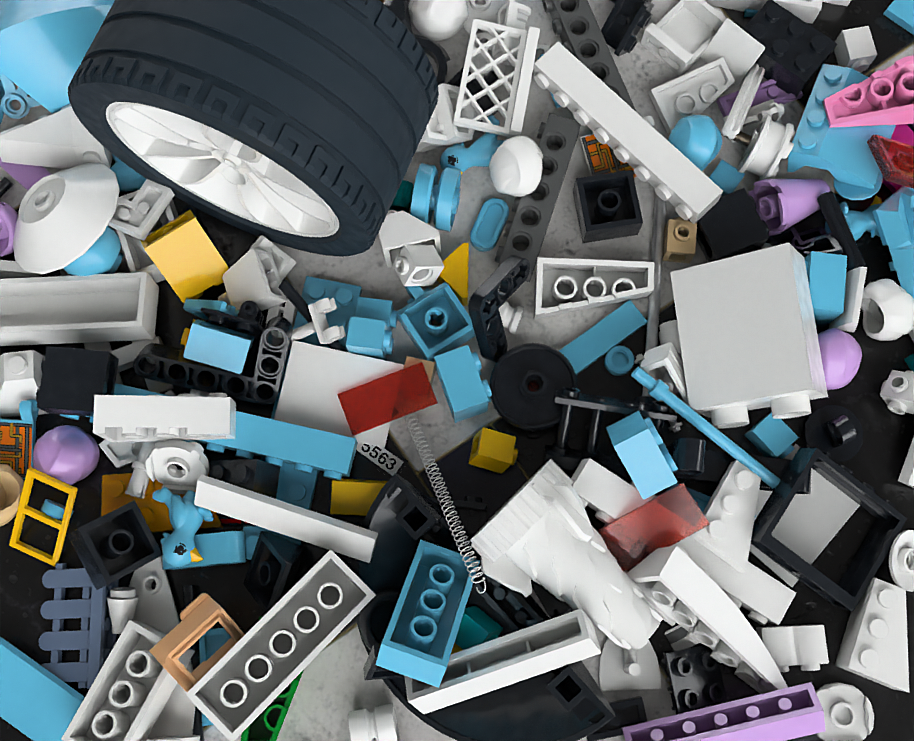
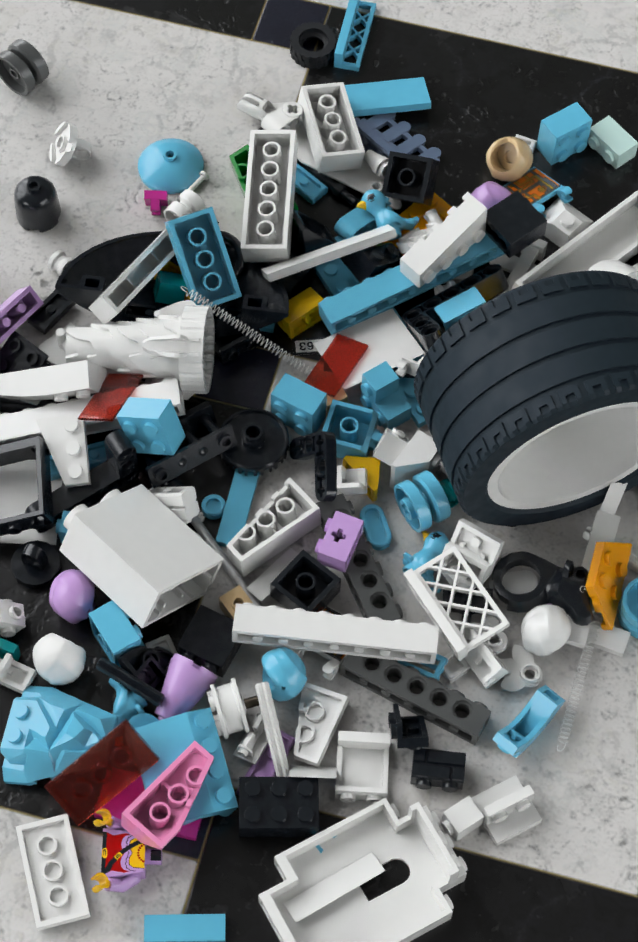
camera: 135 degrees right, 15 degrees down
(23, 509) = (482, 165): yellow window -> none
(53, 509) = (467, 181): medium azure tile -> none
(196, 621) = (326, 174): light nougat piece -> none
(483, 261) = (351, 480): none -> white panel
(493, 450) = (244, 388): yellow brick -> none
(511, 316) = (305, 474): white wheel -> none
(516, 166) = (387, 551): white piece -> none
(554, 198) = (334, 553): none -> lavender brick
(620, 247) = (261, 586): none -> white sticker
(660, 391) = (169, 475): medium azure bar -> none
(726, 177) = (244, 679): medium azure tile -> none
(852, 303) = (86, 637): white slope -> none
(855, 48) = (223, 853): white brick -> none

